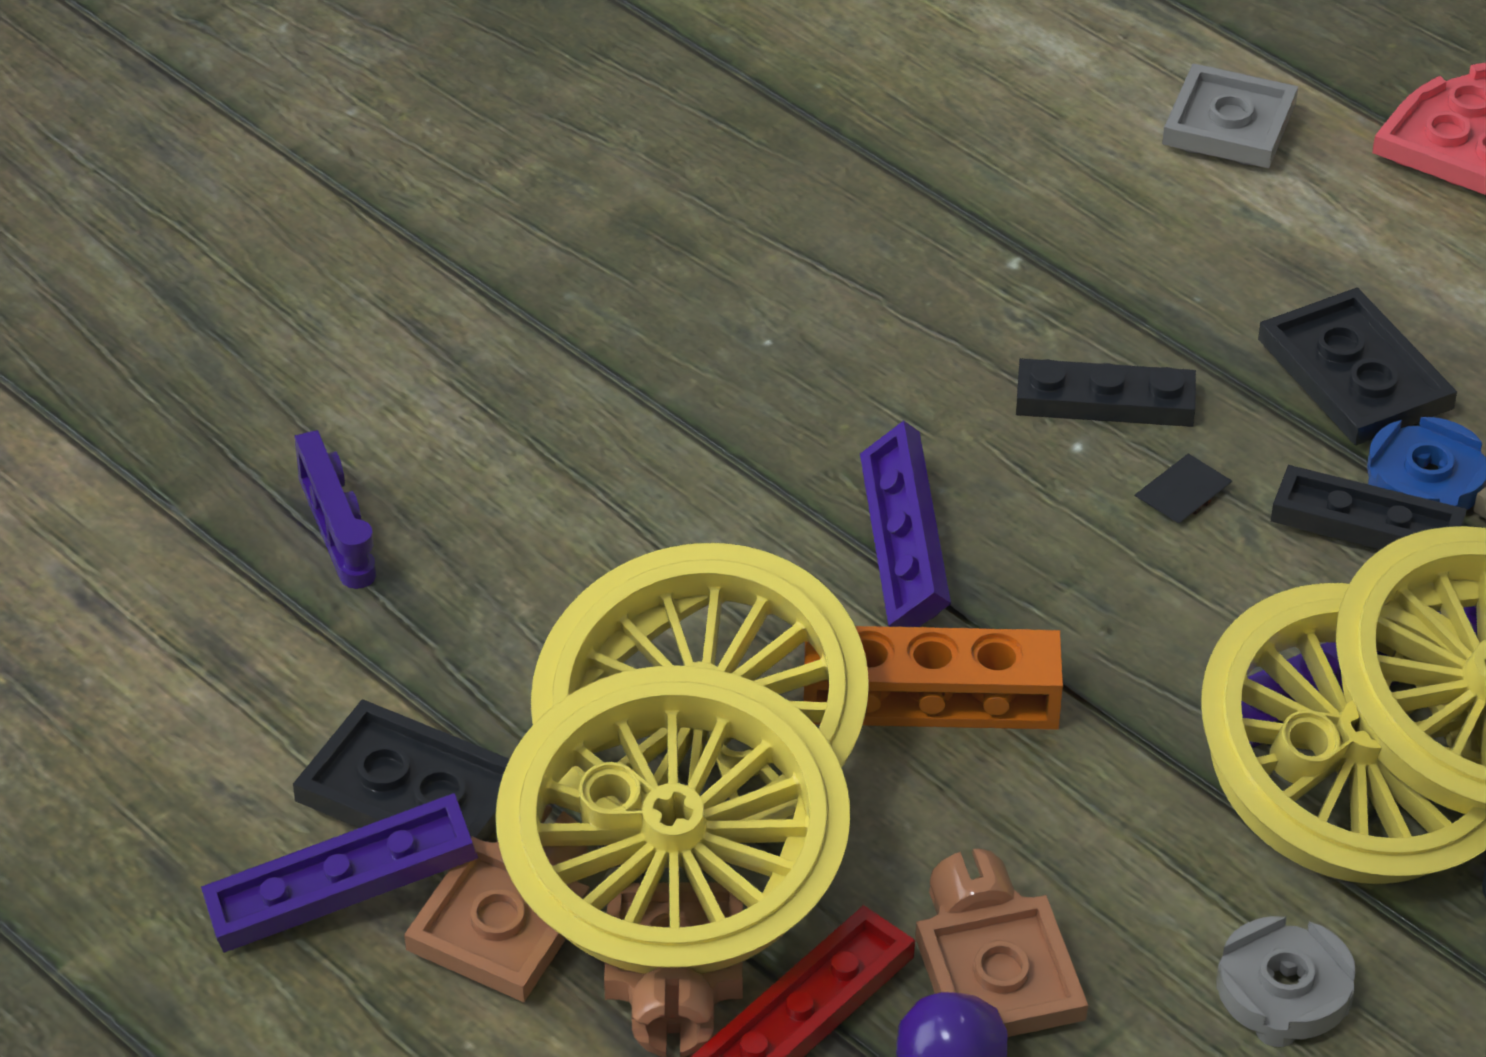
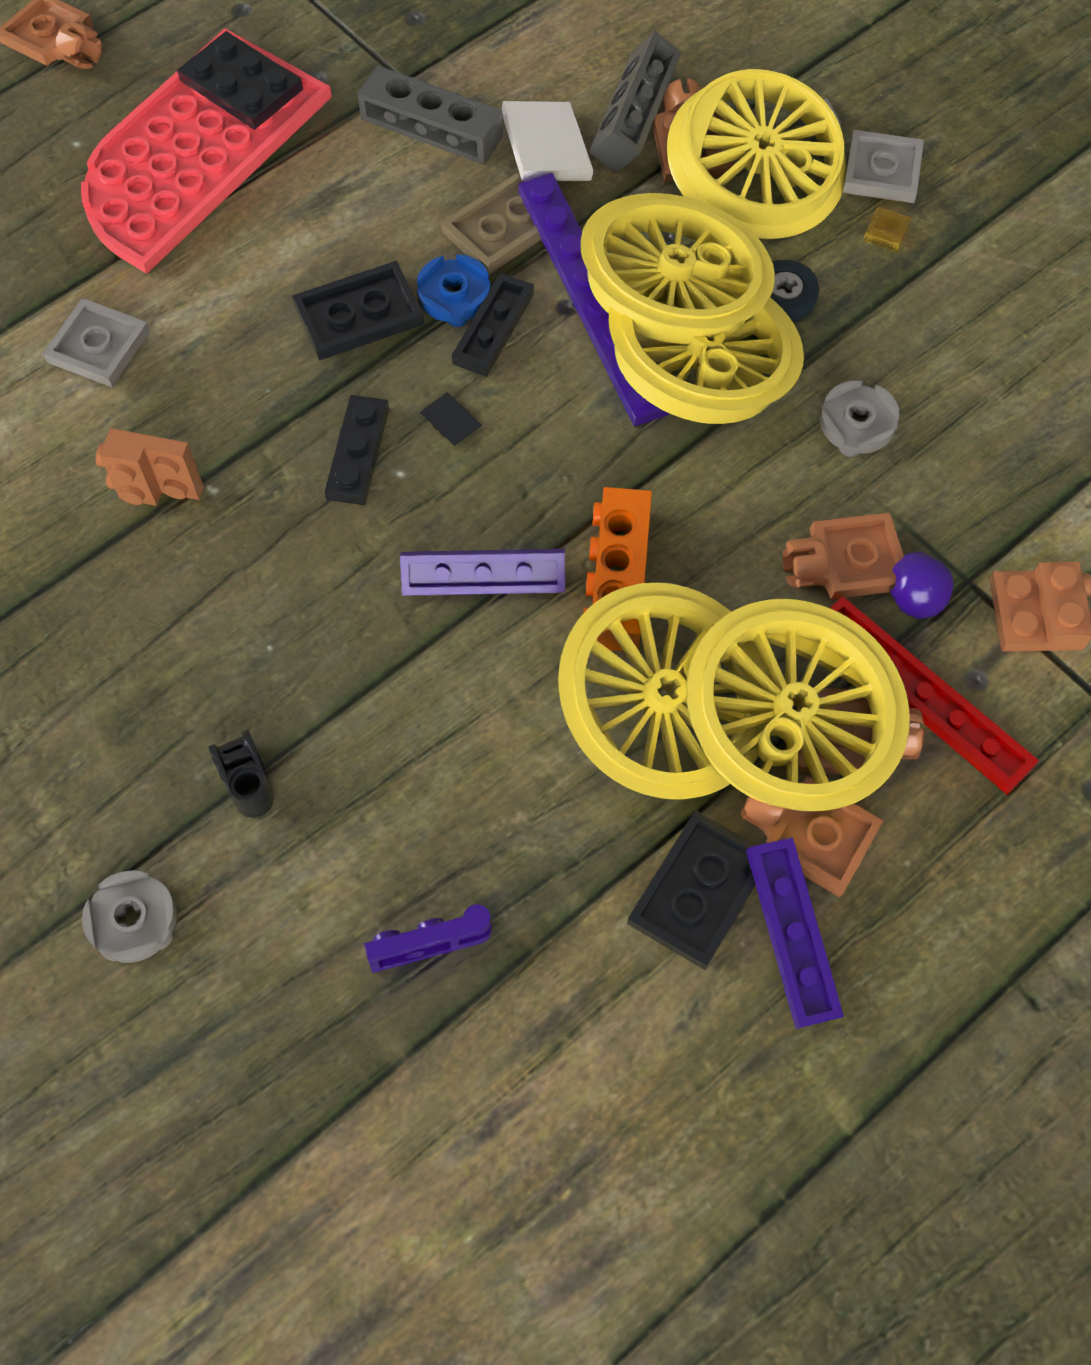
camera: 85 degrees left, 20 degrees up
(390, 262) = (149, 934): none -> light grey plate
(560, 319) = (240, 769): none -> black piece
(1005, 166) = (147, 466): none -> nougat plate

